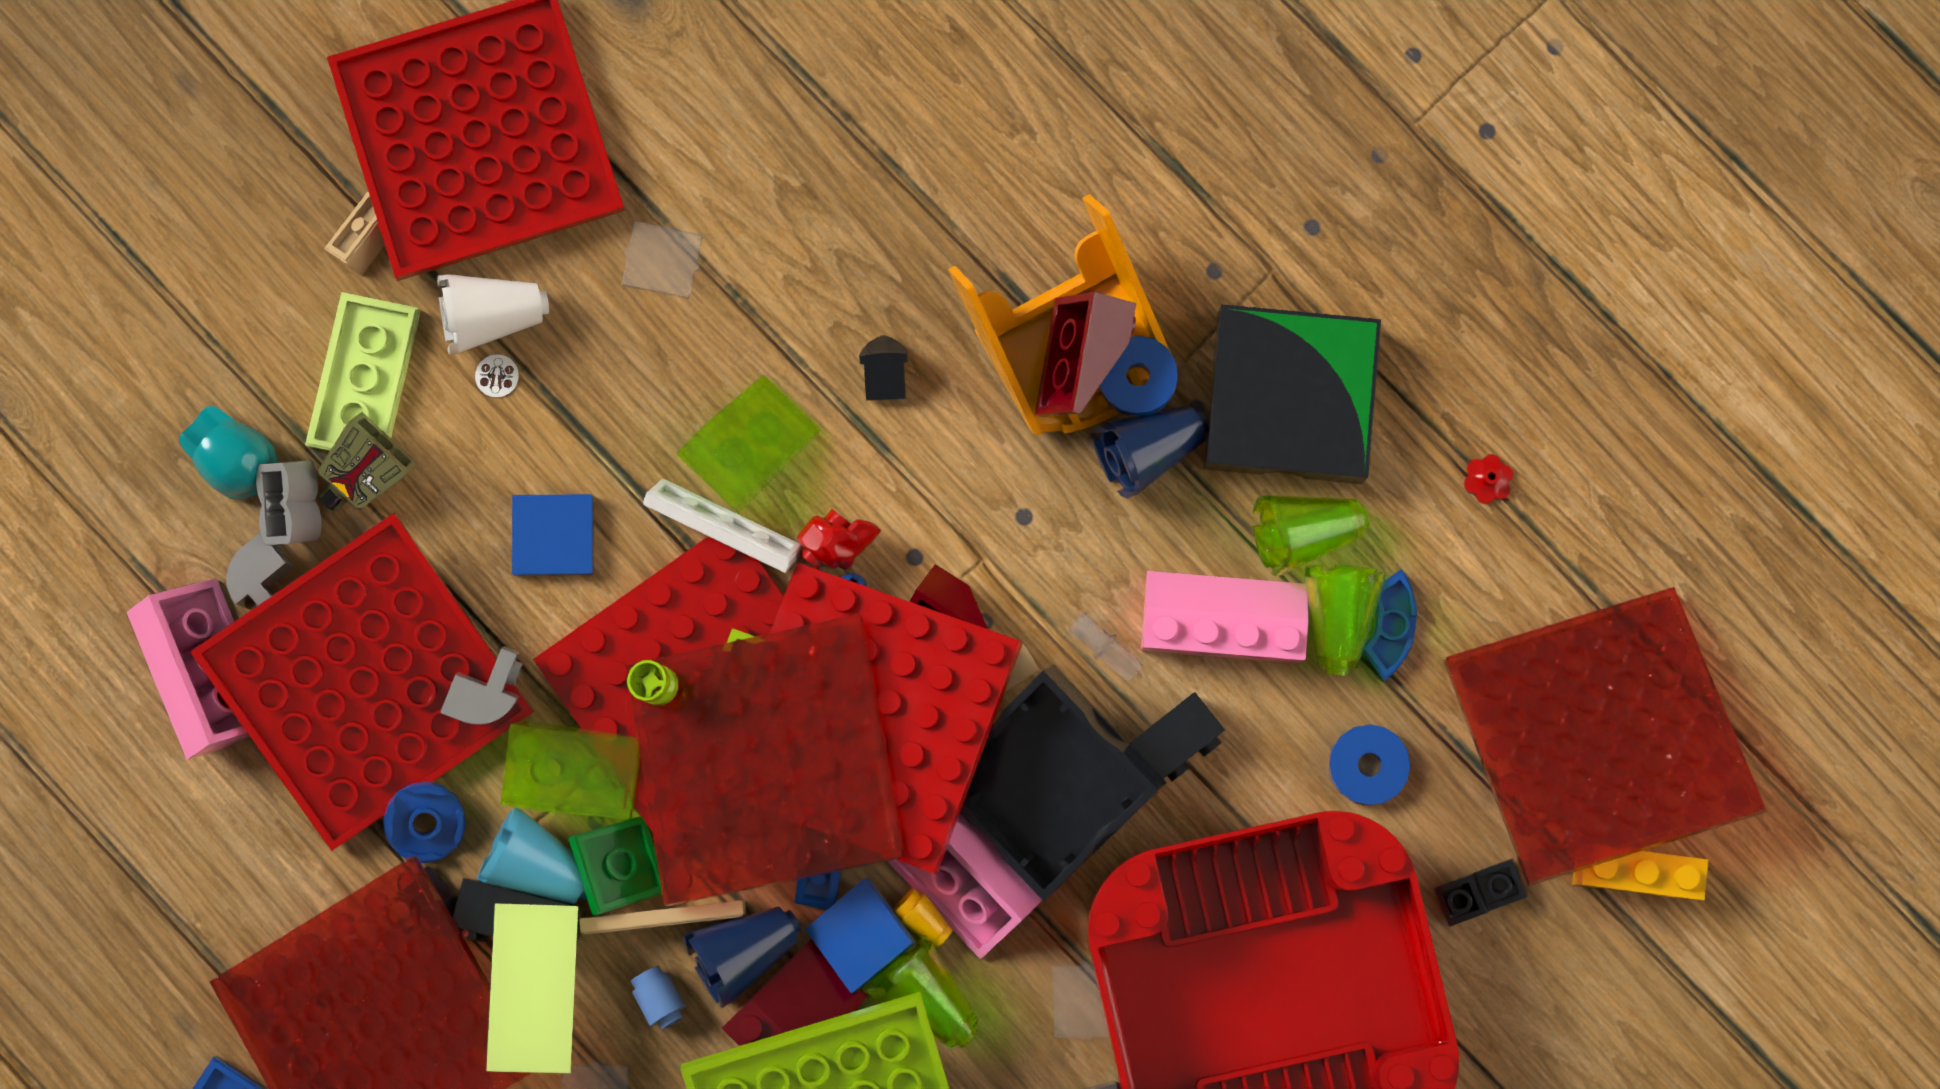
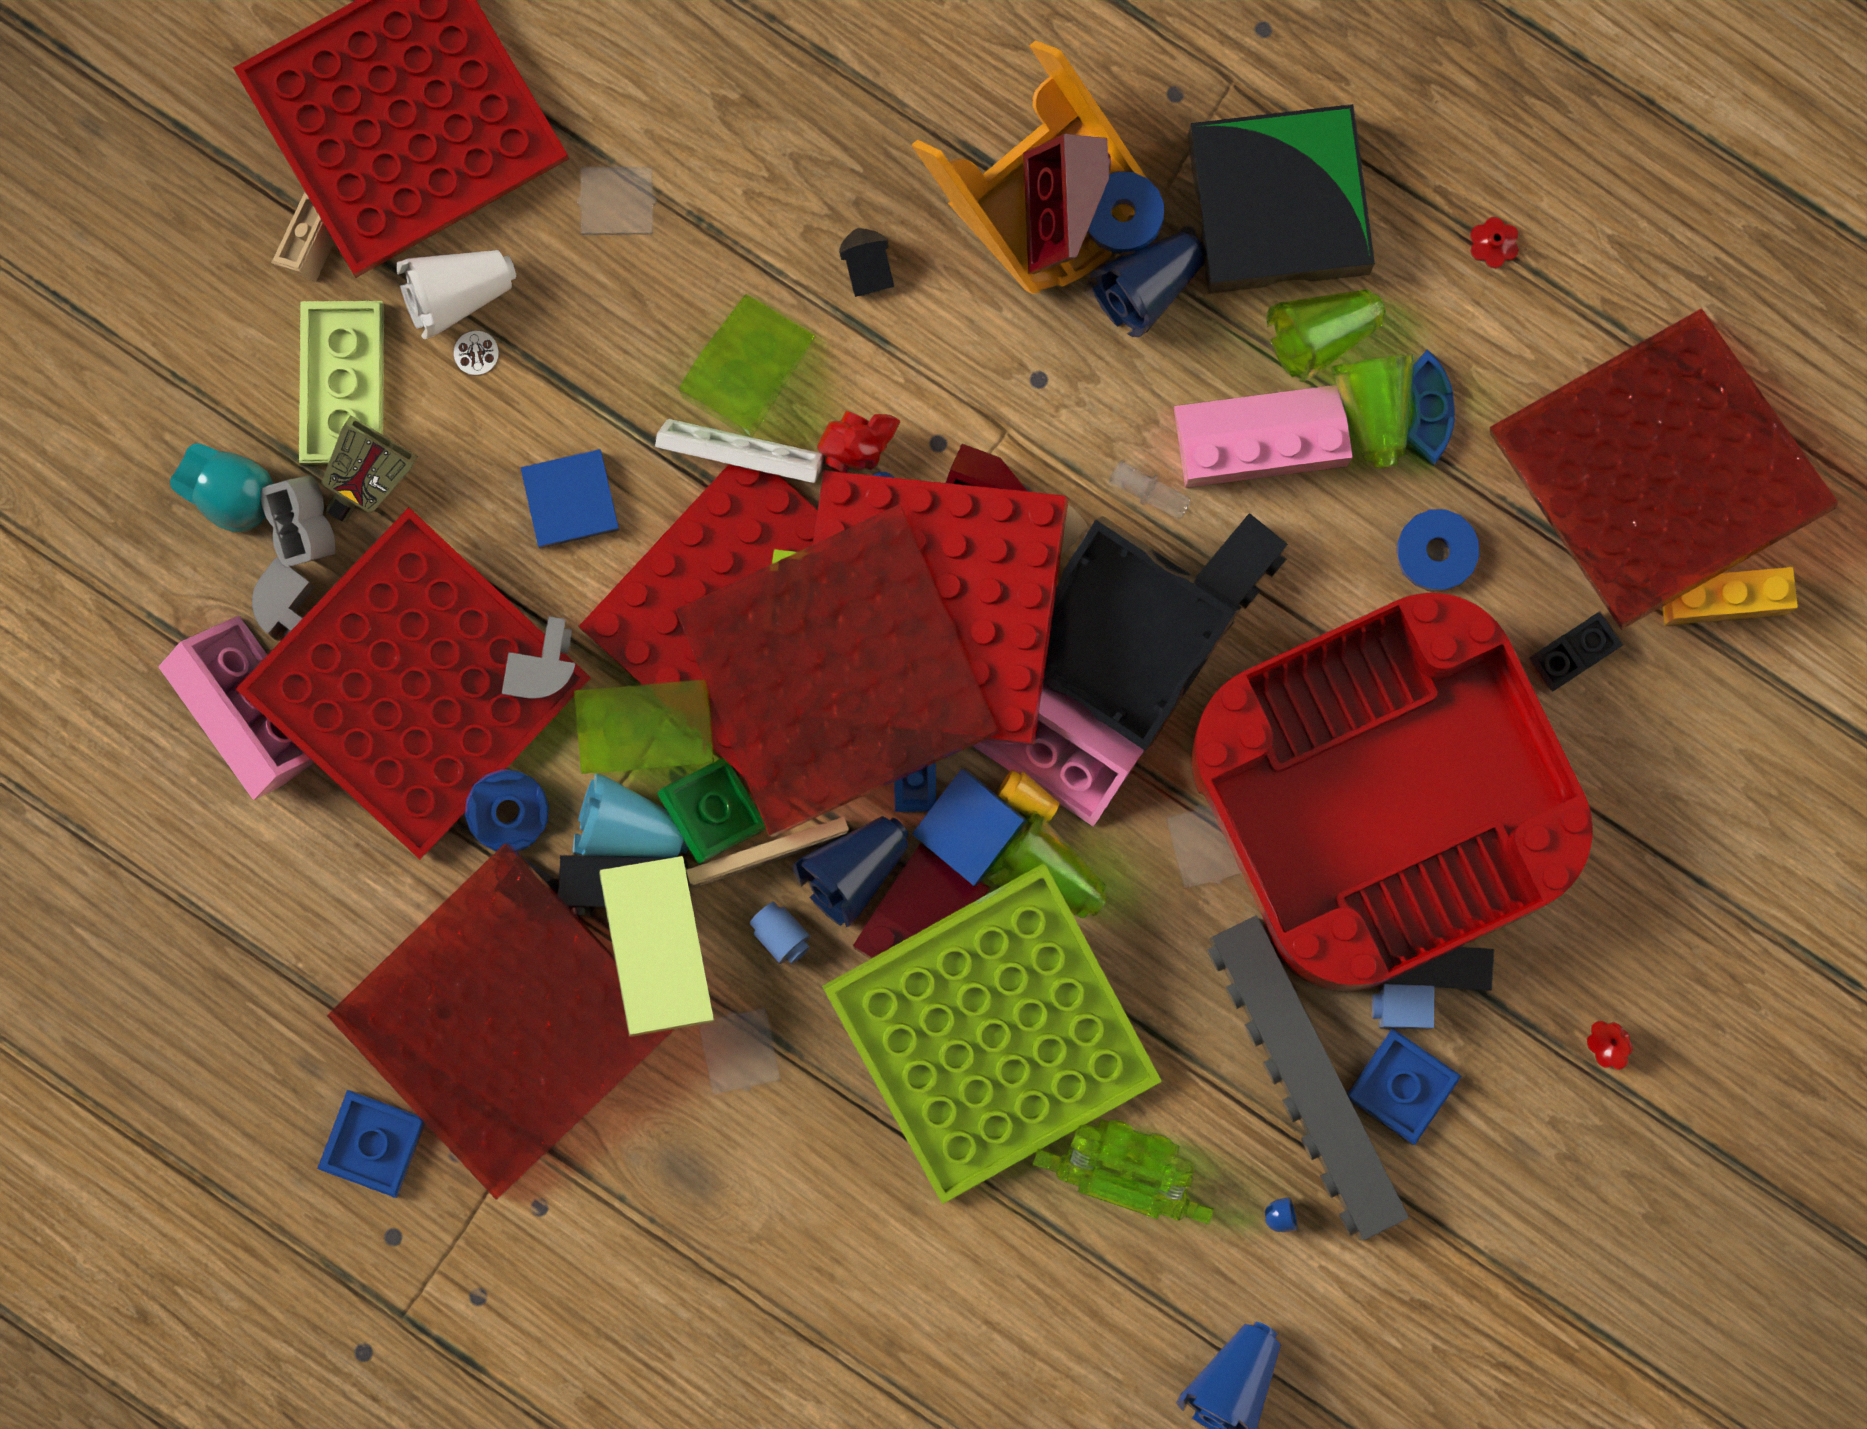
camera: 15 degrees left, 0 degrees up
(644, 679) = (700, 615): lime wheel -> none

